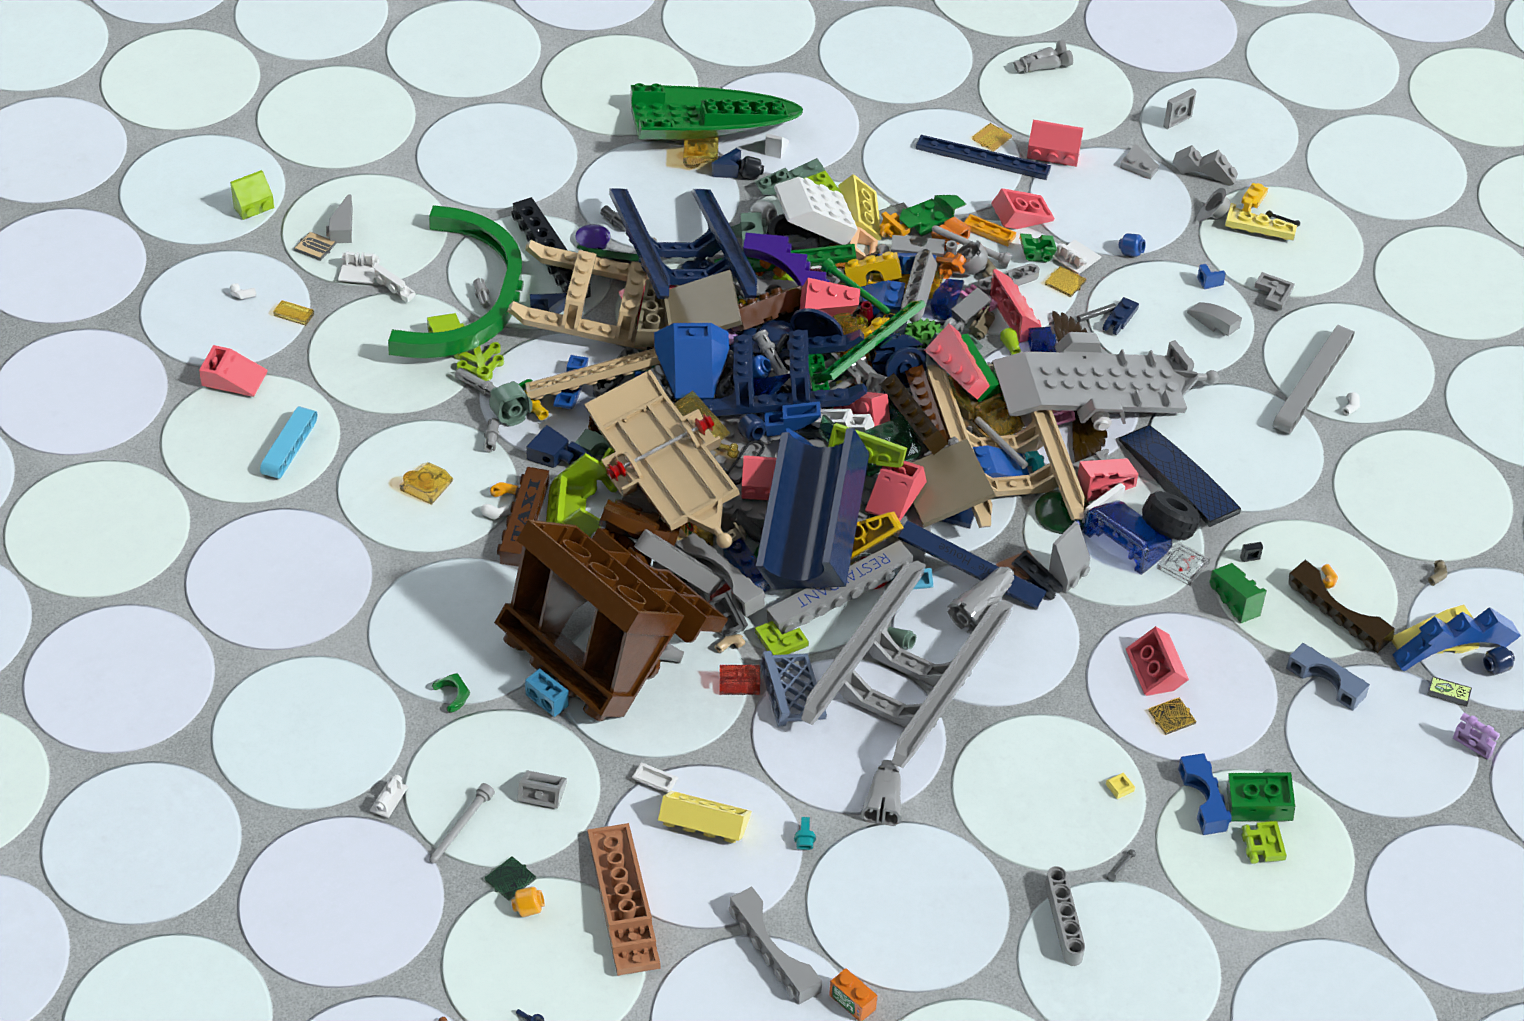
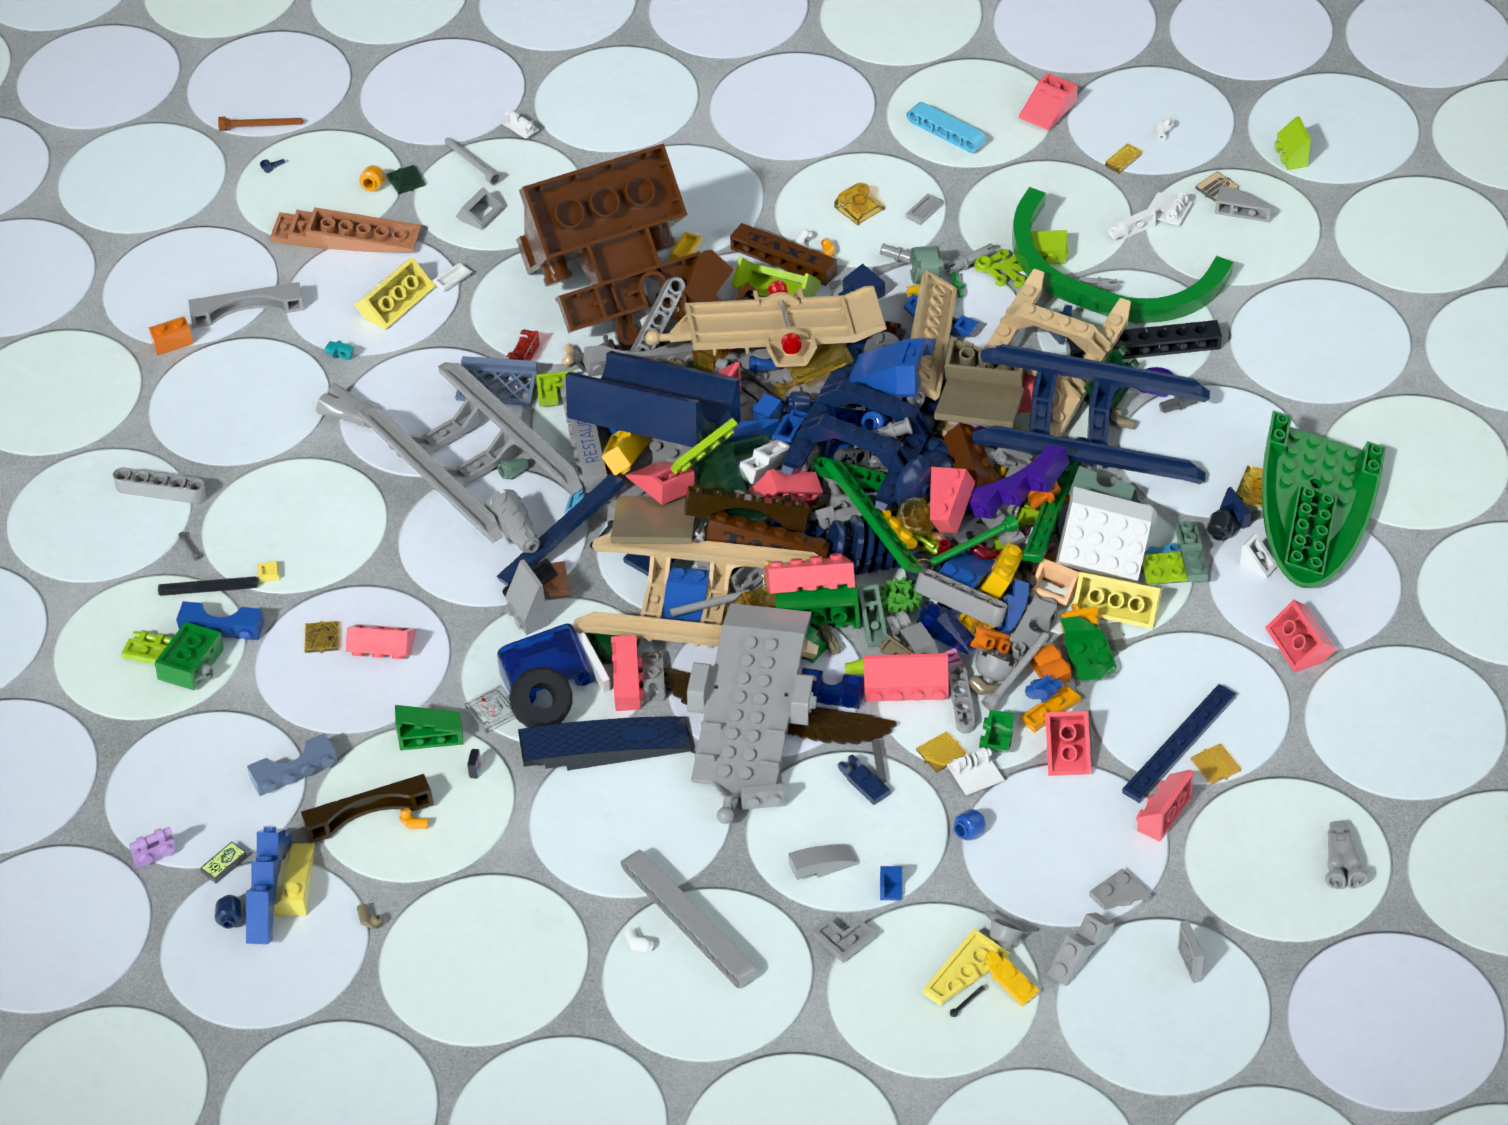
camera: 115 degrees right, 0 degrees up
(415, 435) = (924, 209): none -> light grey tile
(769, 444) = (767, 408): none -> blue brick
(848, 108) = (1300, 636): none -> coral slope
(979, 231) = (1043, 688): none -> blue arm
(1165, 826) = (207, 586): none -> black axle

